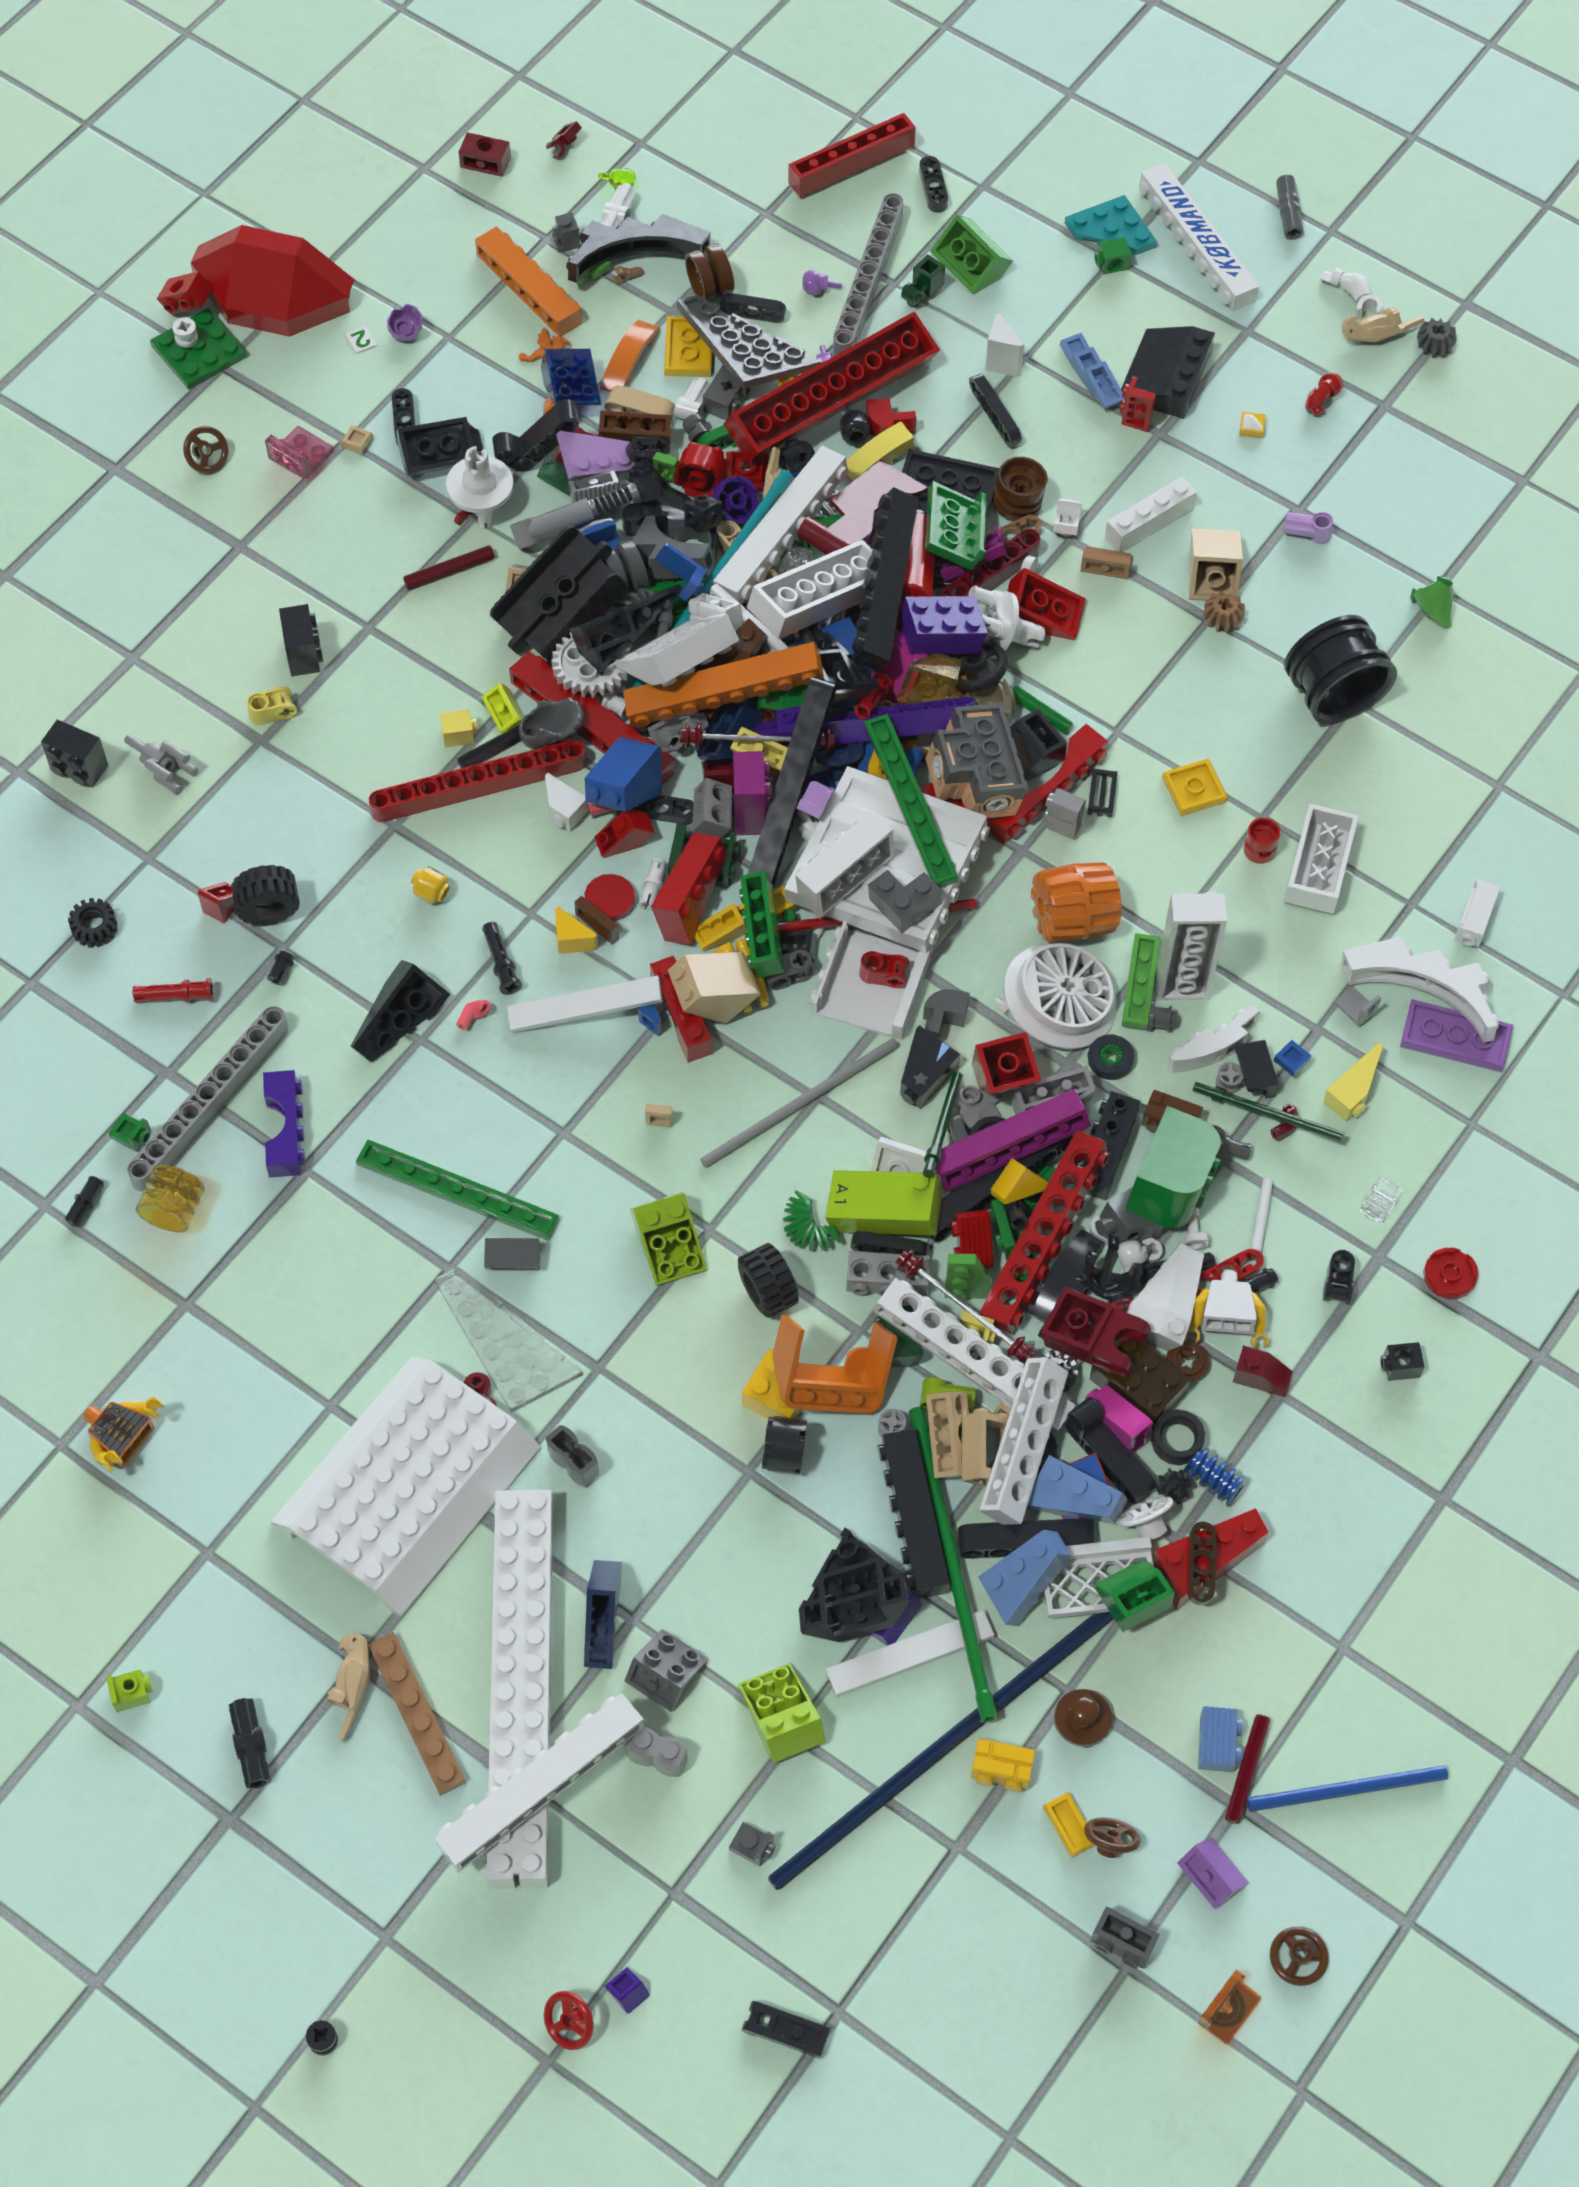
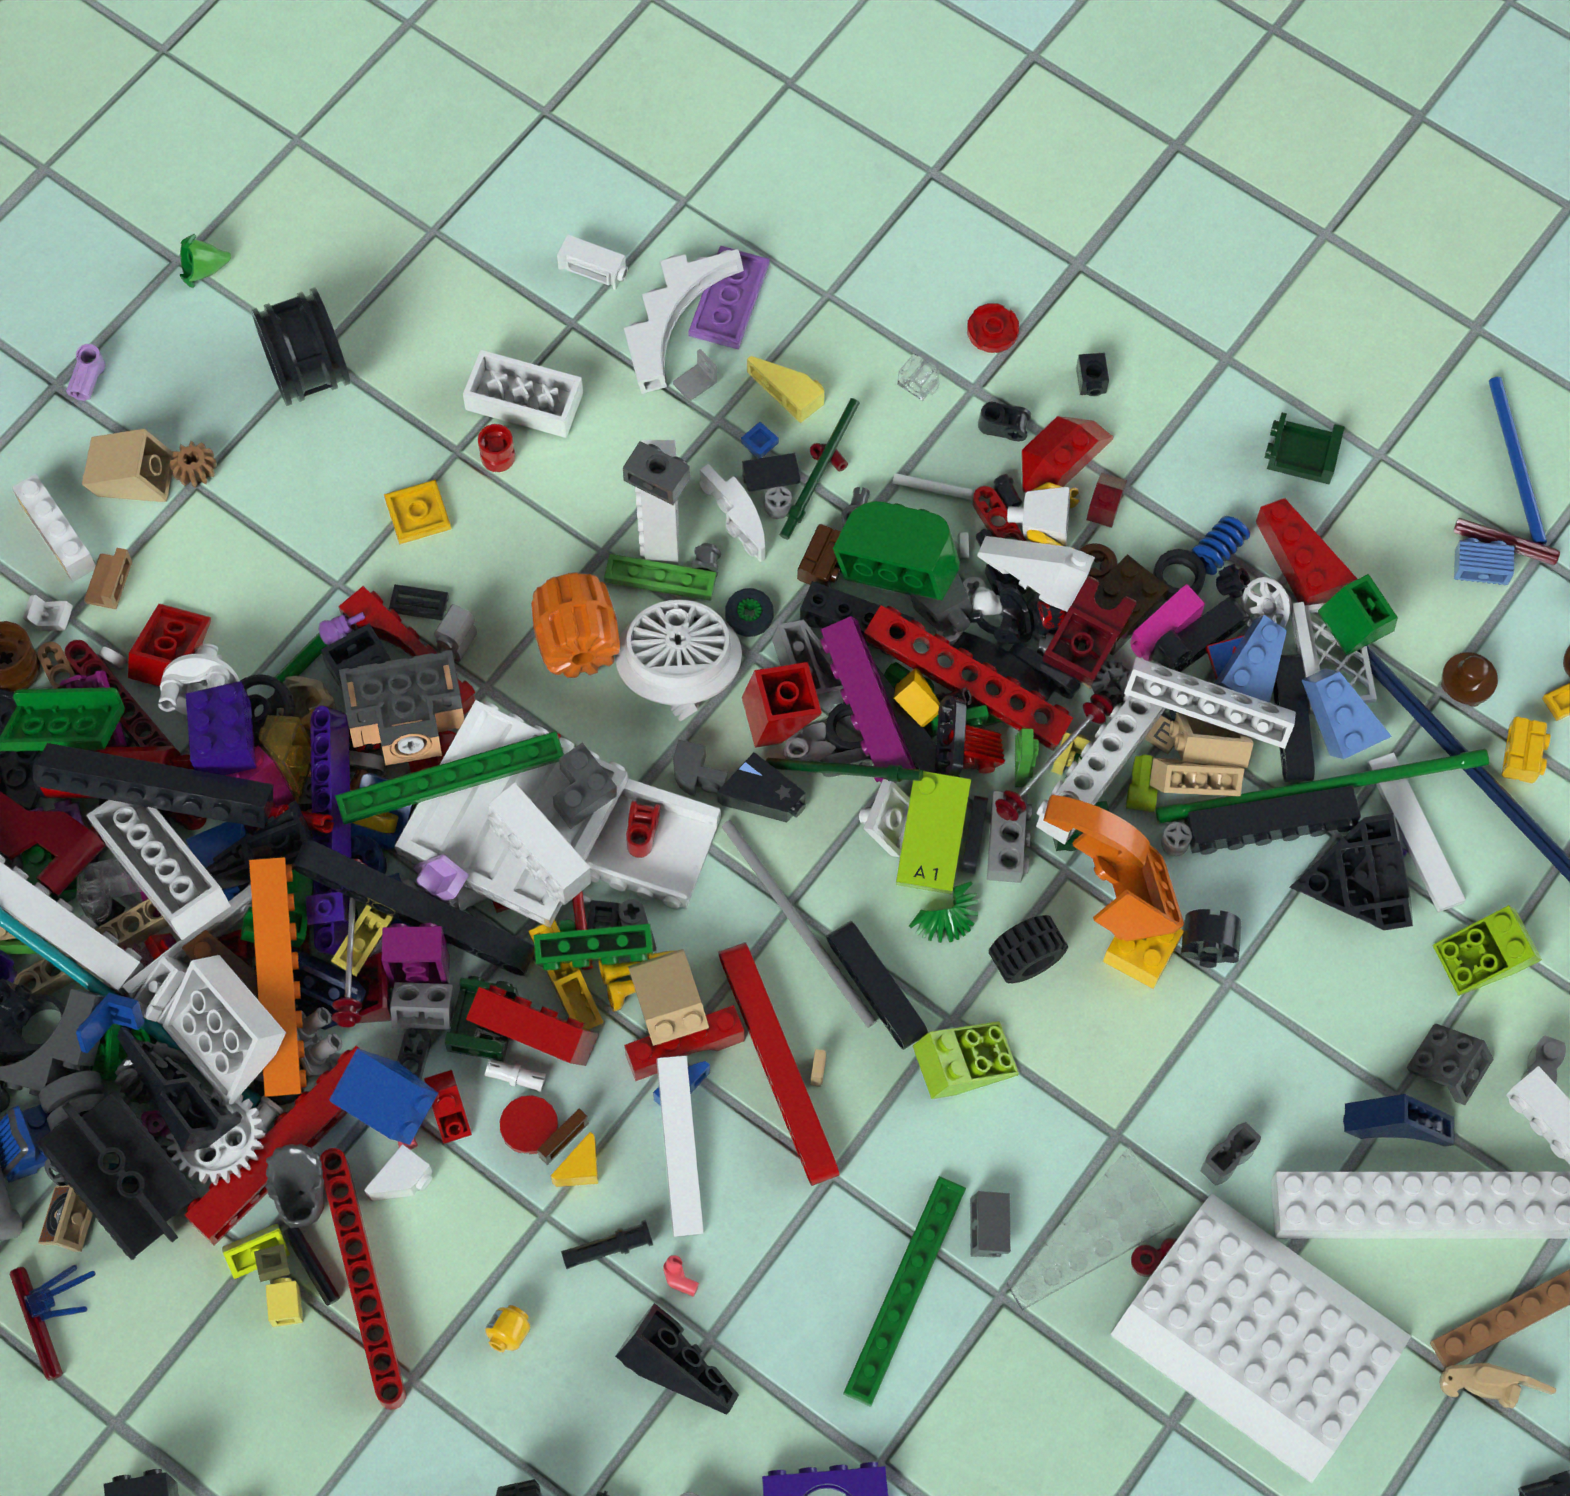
camera: 90 degrees left, 5 degrees up
(463, 564) = (41, 1299): none -> clear blue plant
(489, 715) = (272, 1263): none -> olive tile
(663, 1084) = (778, 1064): none -> red beam
(738, 1163) = (877, 985): none -> black beam
(881, 1330) = (1100, 824): none -> orange slope
(975, 1207) = (945, 717): none -> black beam
(1064, 724) = (337, 628): none -> medium lavender piece
(1187, 886) = (663, 485): none -> dark grey brick
(1193, 1583) = (1337, 549): dark brown beam -> none
(1311, 1333) = (1061, 451): none -> red wedge
(1337, 1565) = (1303, 450): none -> dark green panel

